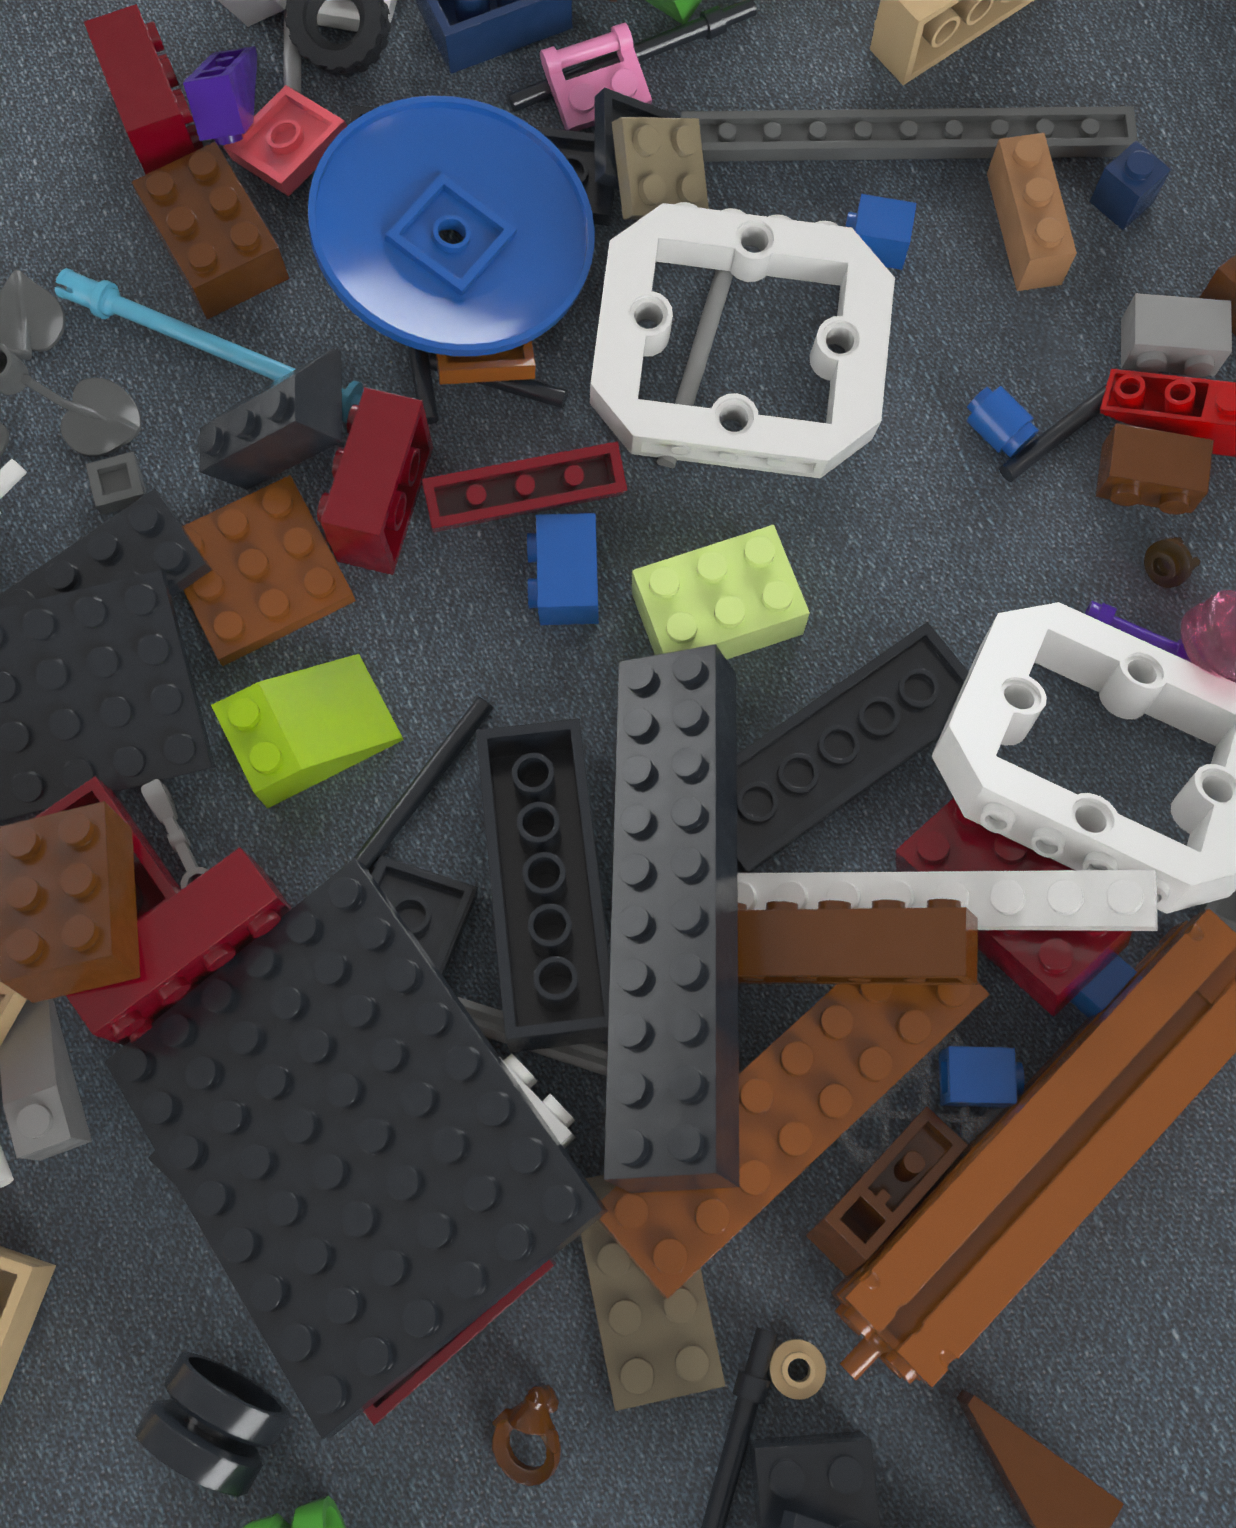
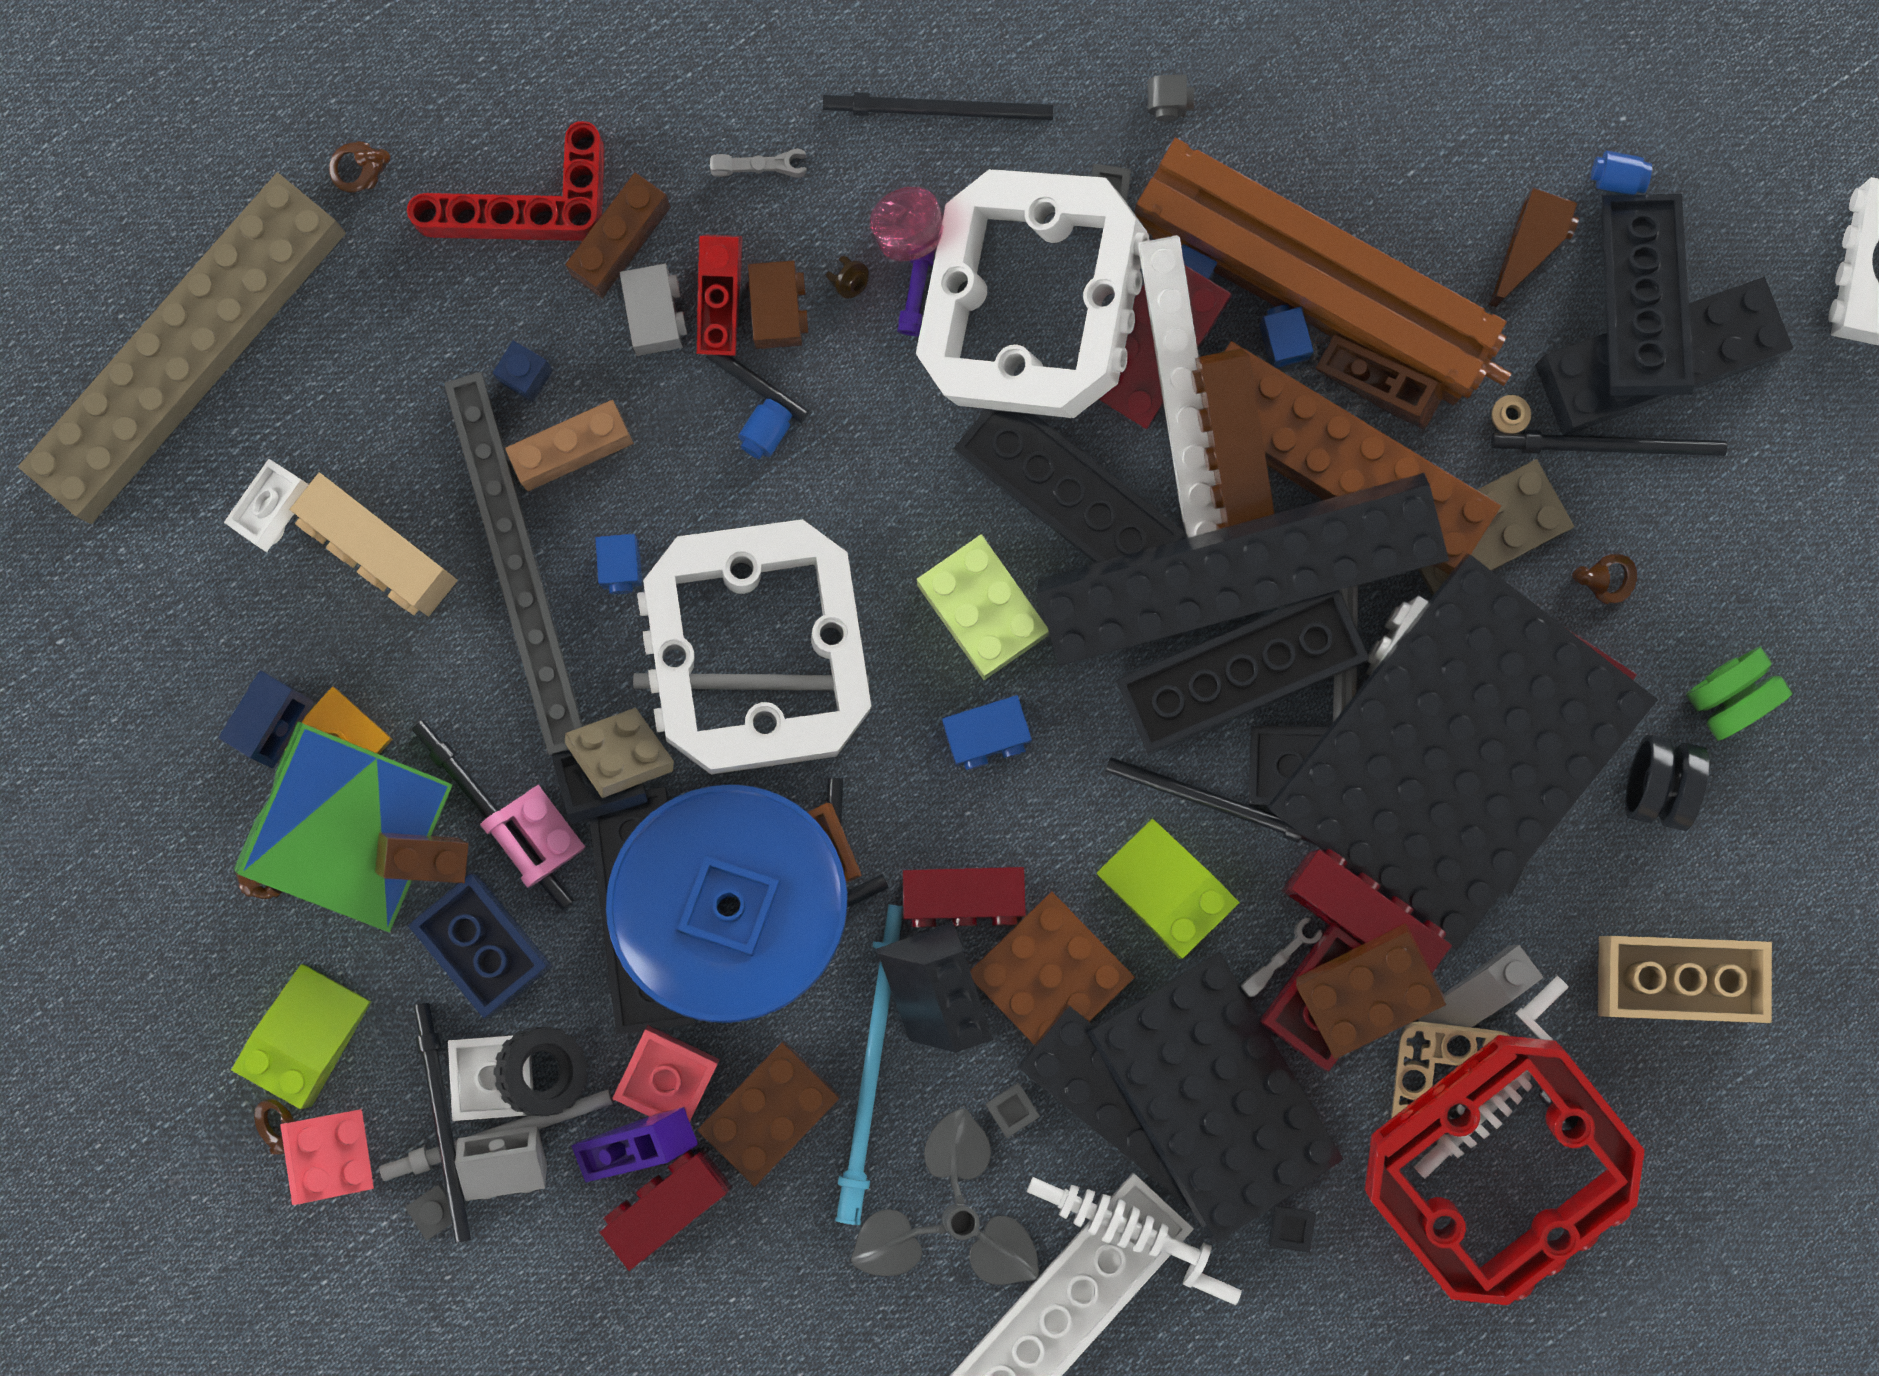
camera: 105 degrees left, 10 degrees up
(524, 486) = (932, 781): dark red brick -> none

